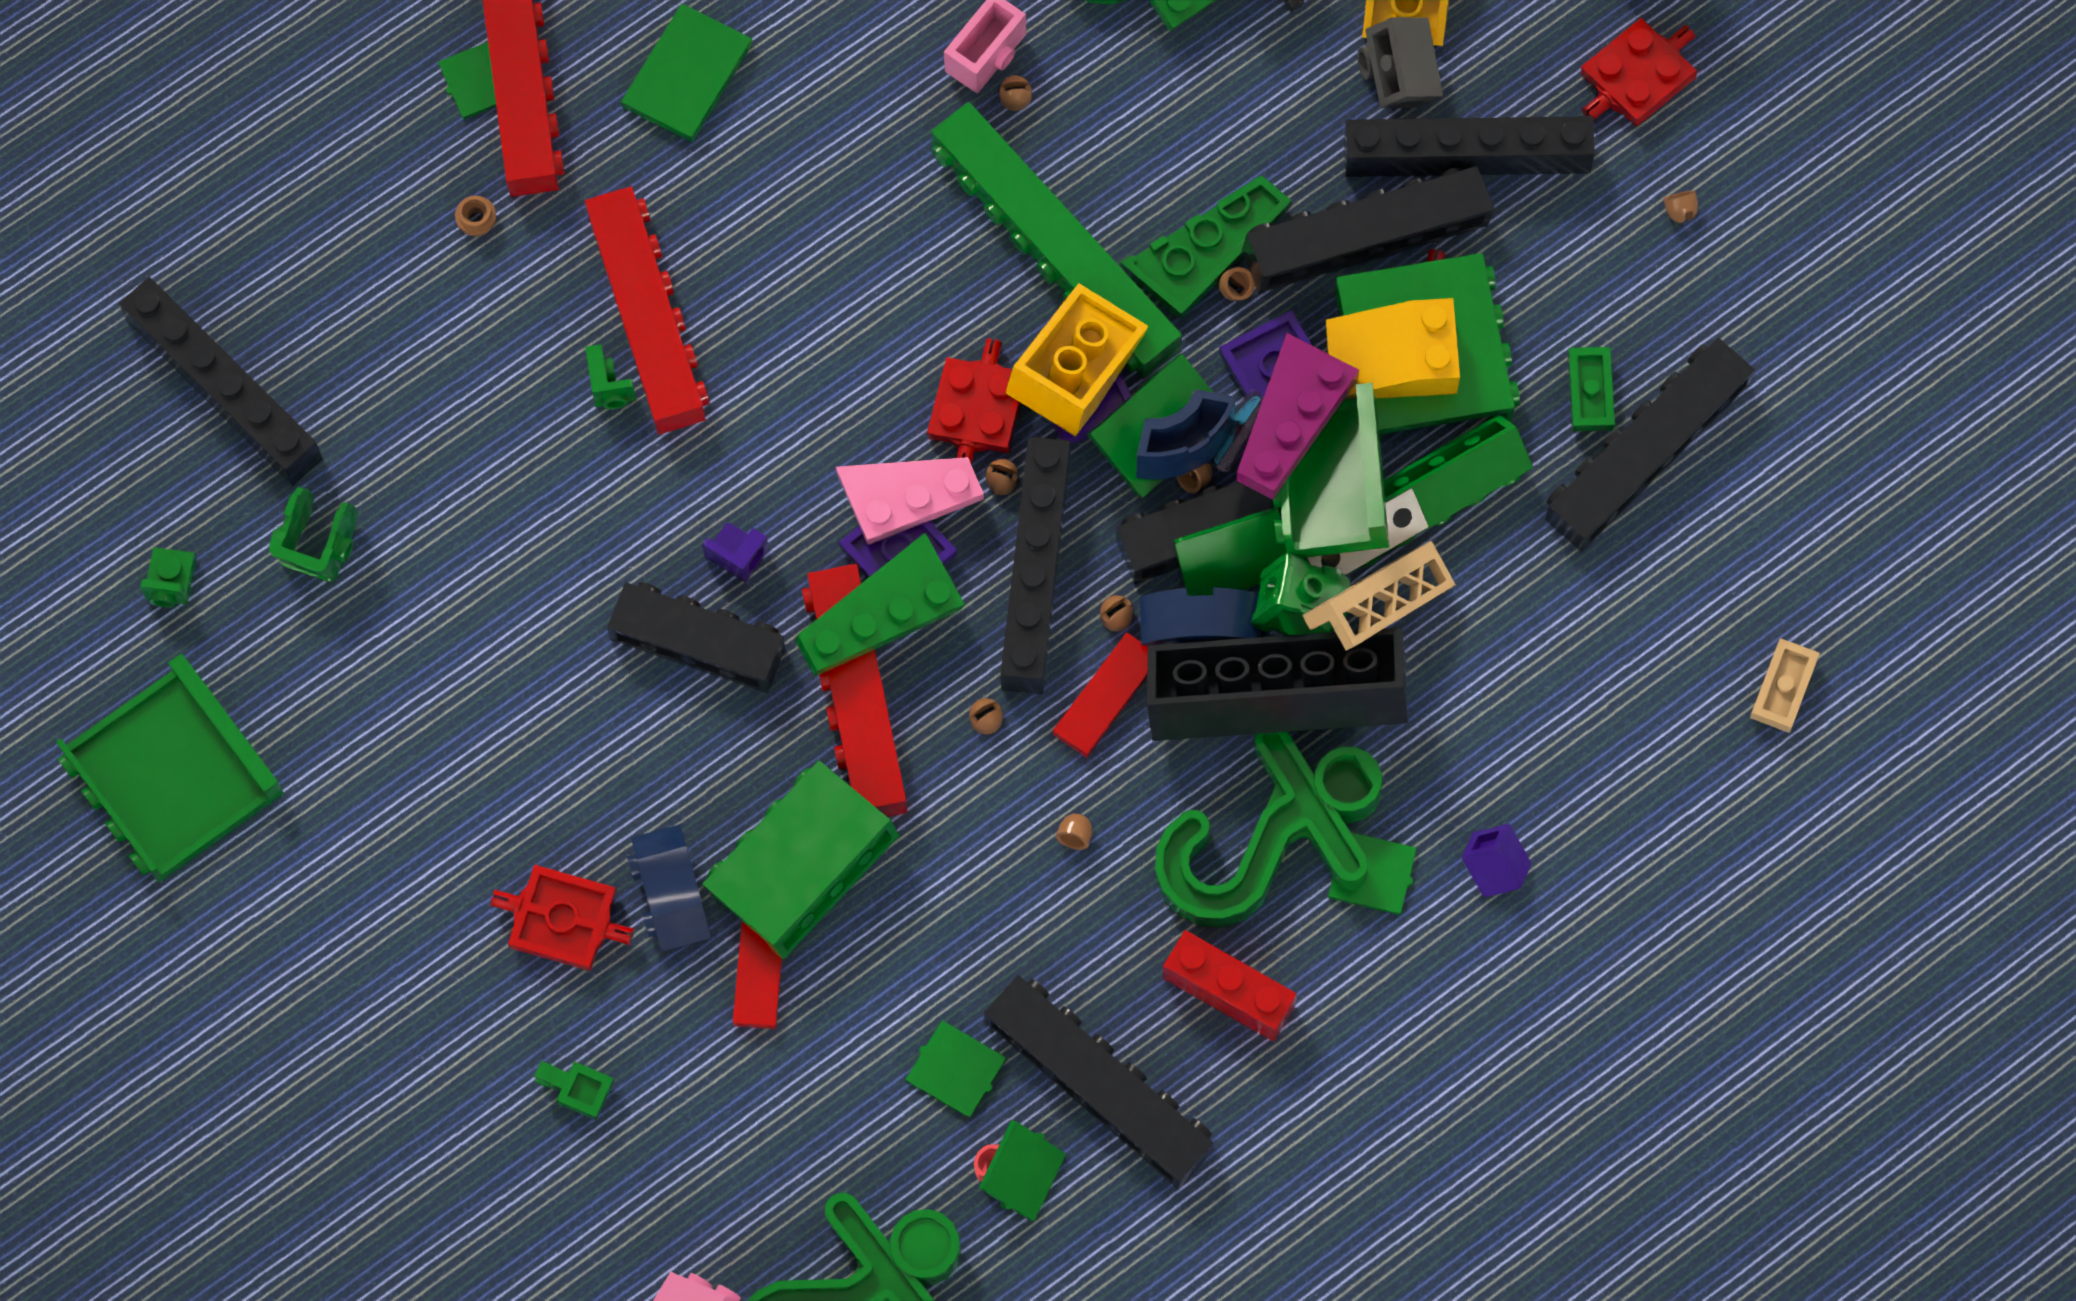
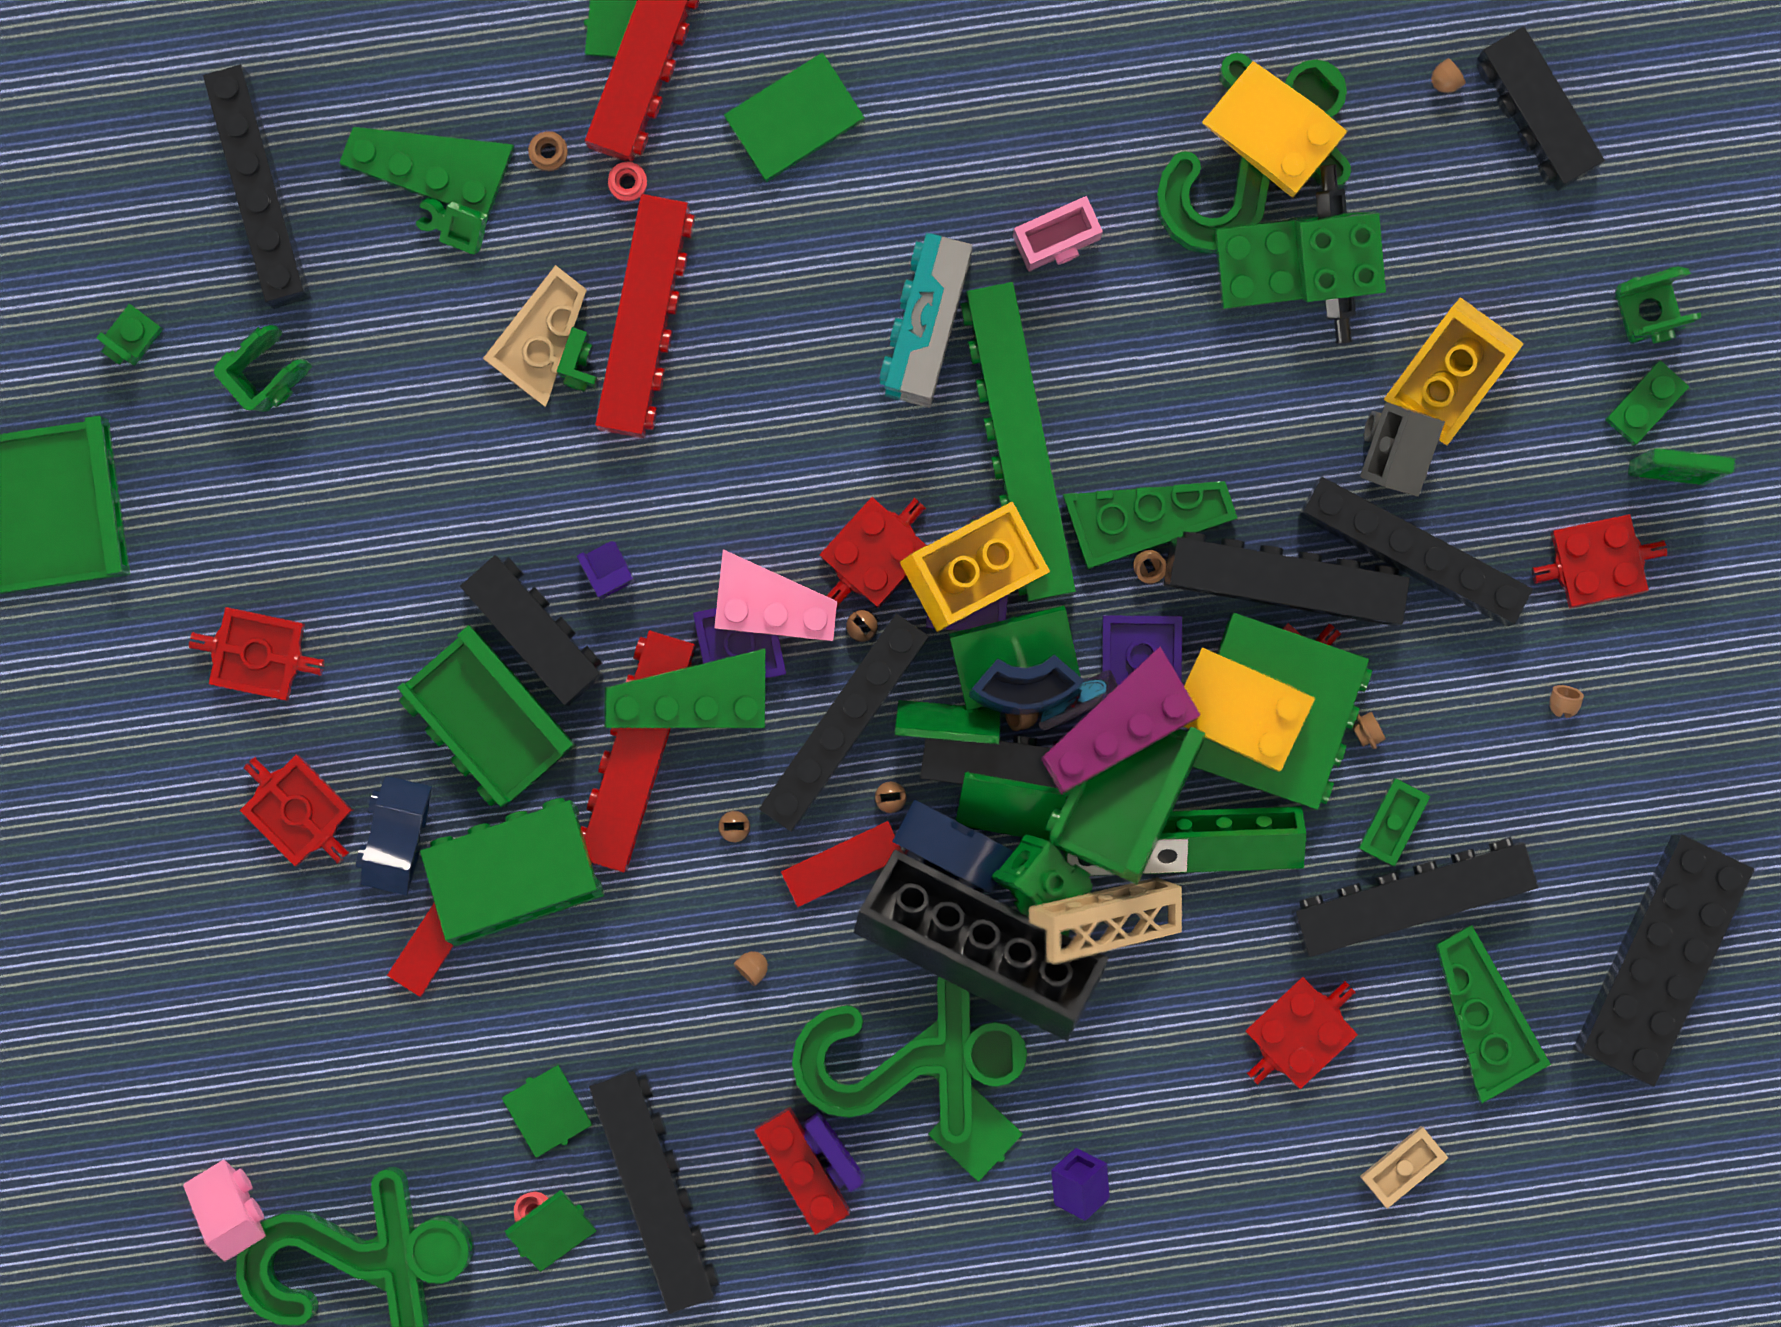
camera: 30 degrees right, 15 degrees up
(377, 284) = (431, 165): none -> green wing
(429, 319) = (458, 224): none -> green plate
(446, 796) = (256, 653): none -> red plate
(556, 379) = (538, 334): none -> tan wing
(564, 193) = (618, 173): none -> coral plate
(580, 1089) = (235, 963): green plate -> none
(697, 738) = (485, 718): none -> green panel
(908, 174) = (928, 319): none -> piece
(1015, 98) = (1058, 295): medium nougat hinge -> none
(1131, 510) = (947, 722): none -> green piece
(1250, 945) = (842, 1165): none -> dark purple plate
(1520, 322) = (1368, 730): none -> medium nougat plate
(1618, 619) = (1301, 1033): none -> red plate
(1783, 515) = (1491, 1026): none -> green wing
(1905, 377) = (1663, 959): none -> black brick

